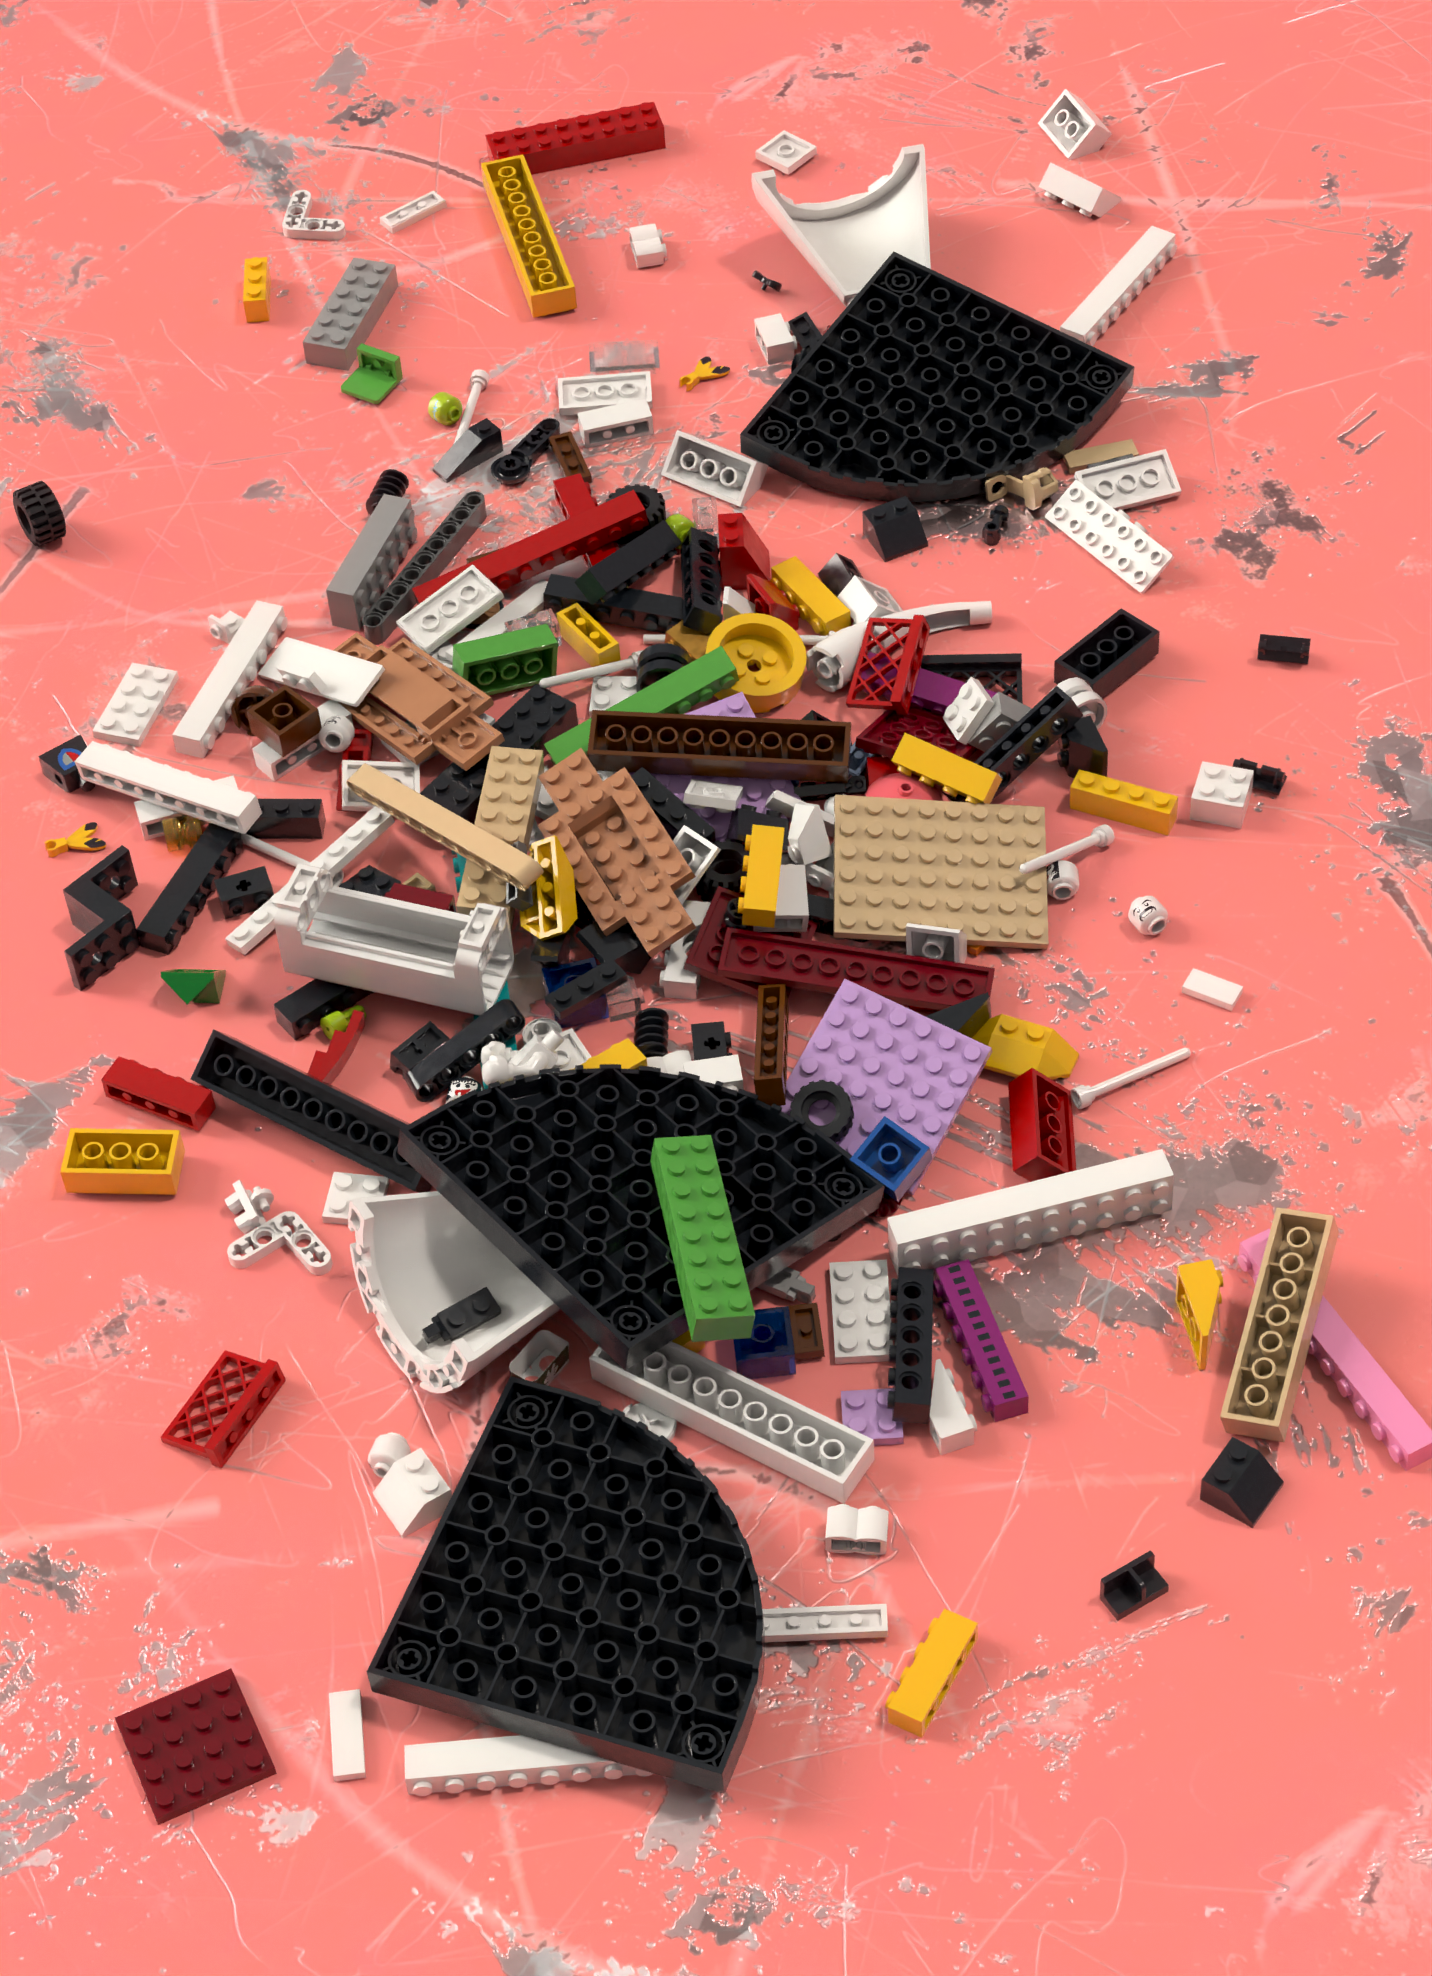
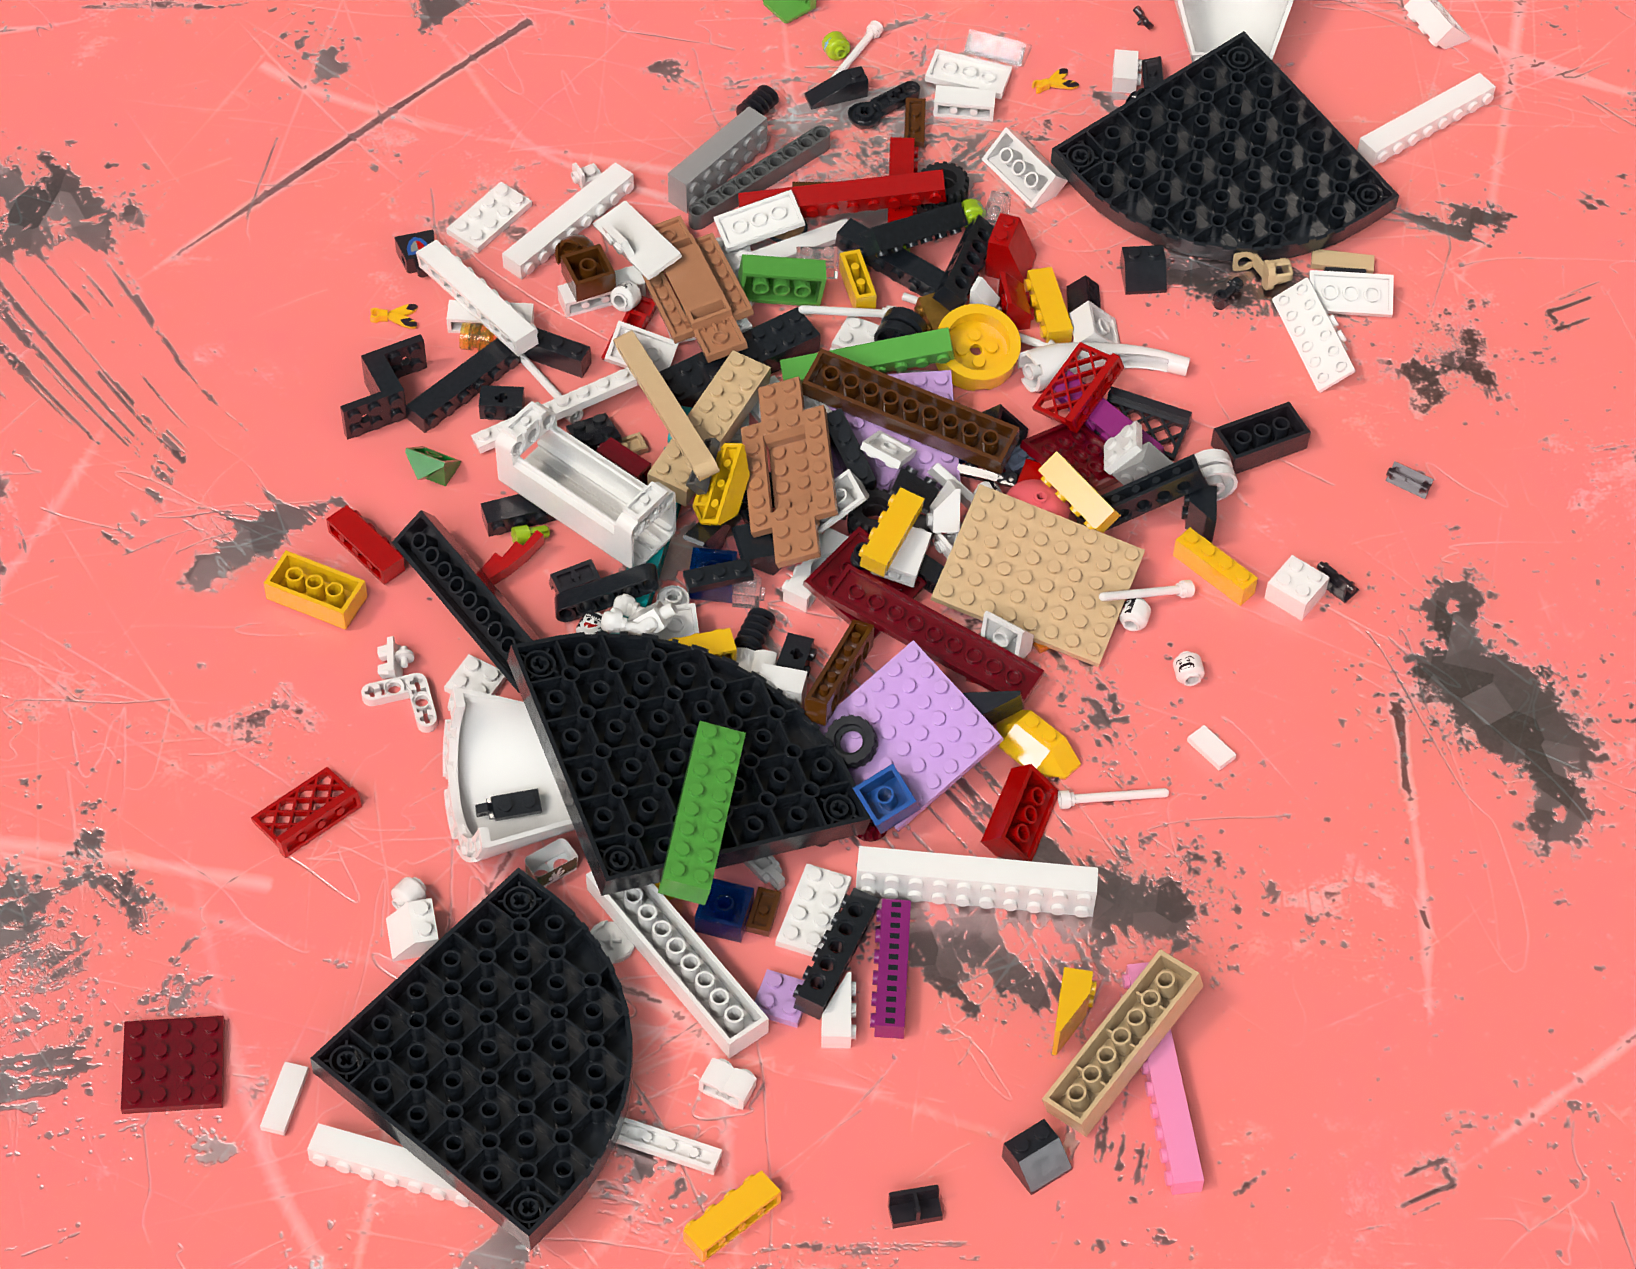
camera: 15 degrees right, 5 degrees up
(39, 513) = (481, 32): black tyre -> none

